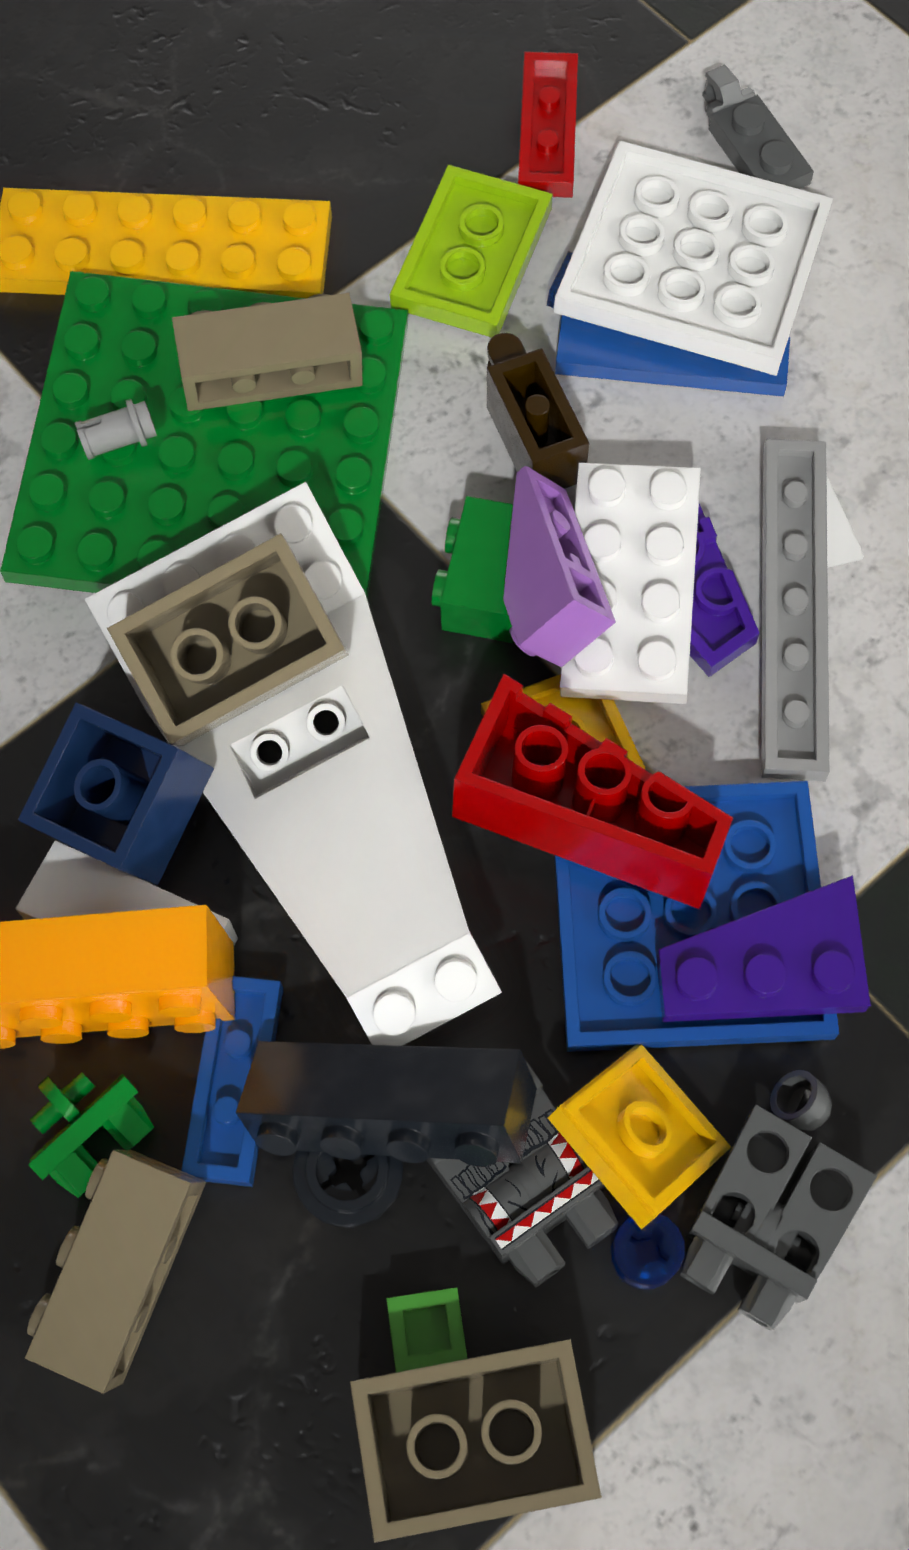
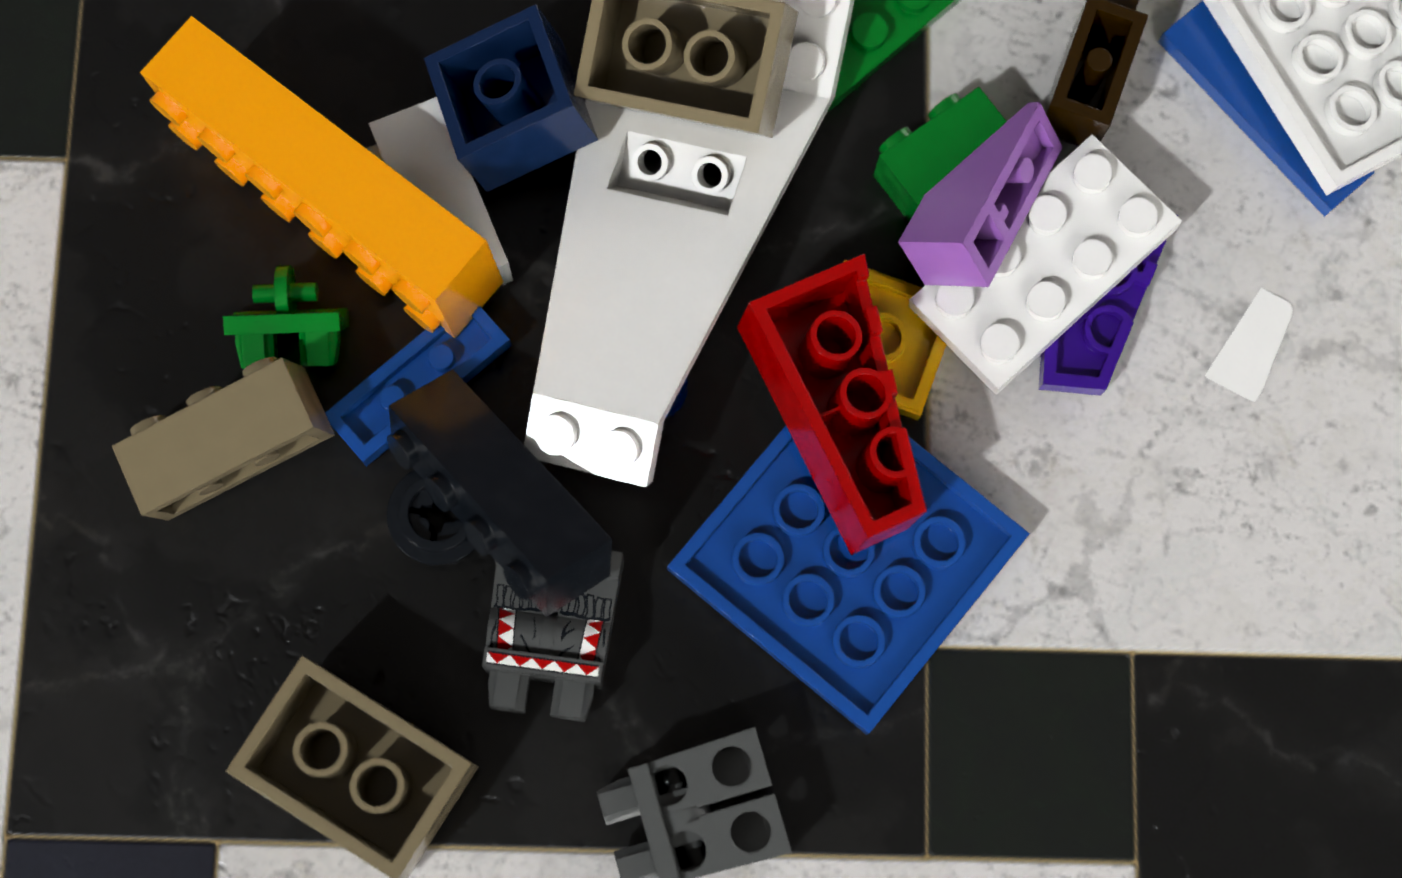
camera: 35 degrees right, 10 degrees up
(426, 1329) = (392, 670): bright green plate -> none
(639, 1134) = (657, 672): yellow tile -> none
(639, 1261) = (600, 762): clear blue wheel -> none
(771, 963) = (867, 640): dark purple wing -> none
(795, 612) = (1157, 393): light grey plate -> none
(801, 1100) = (797, 755): dark grey hinge -> none

